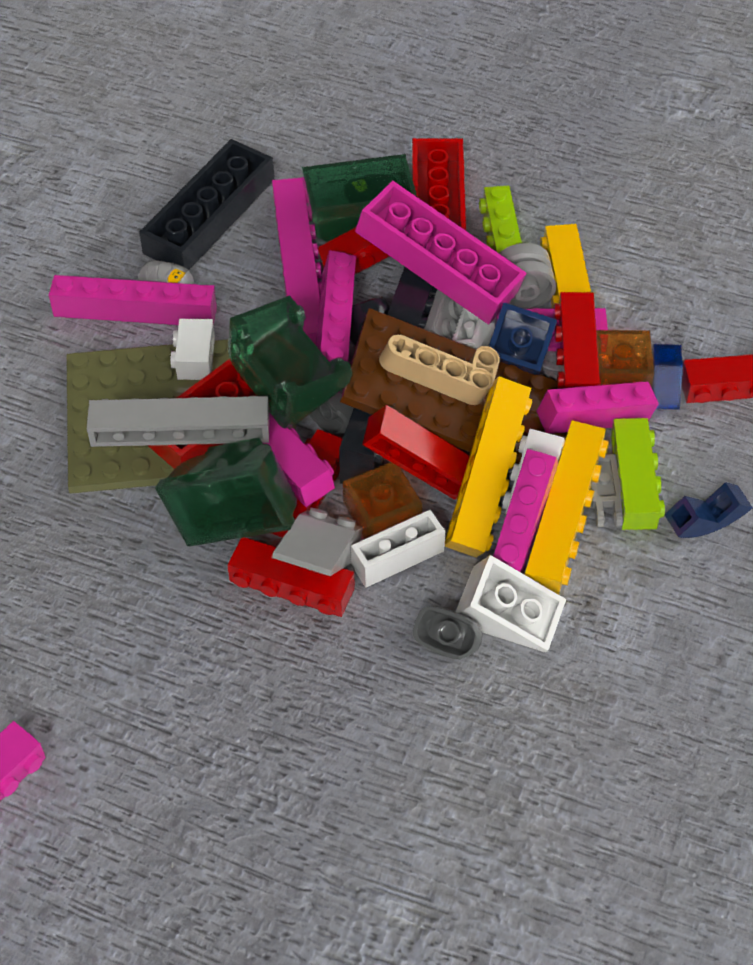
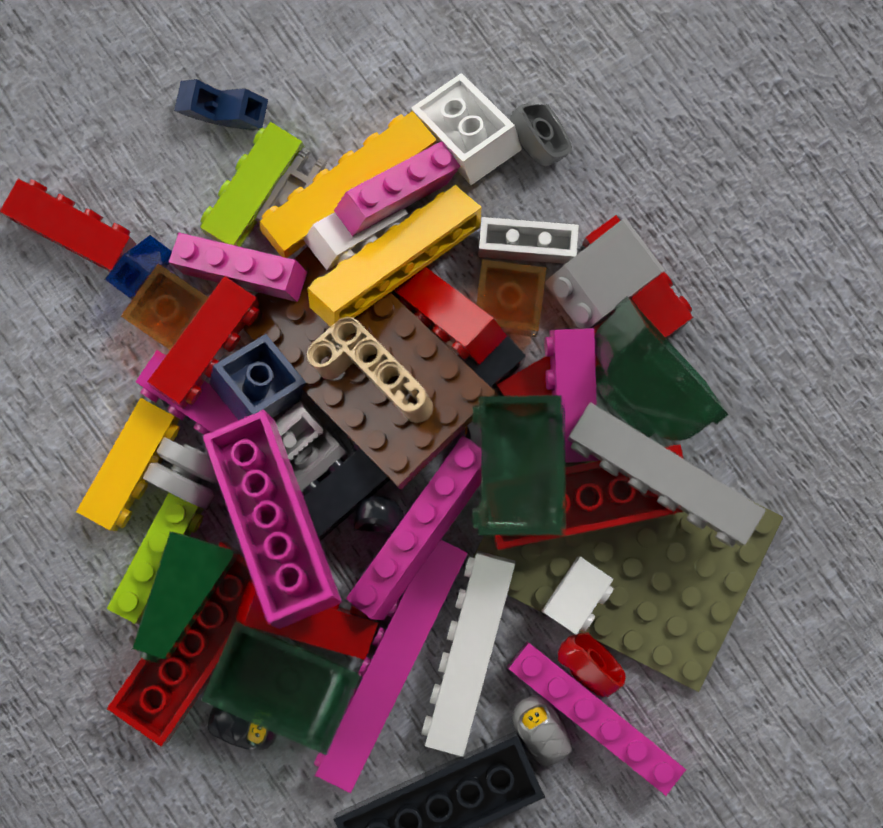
camera: 145 degrees left, 30 degrees up
(152, 325) = (591, 664): none -> red piece
(241, 268) = (470, 653): none -> white brick
(470, 202) = (180, 591): none -> dark green slope

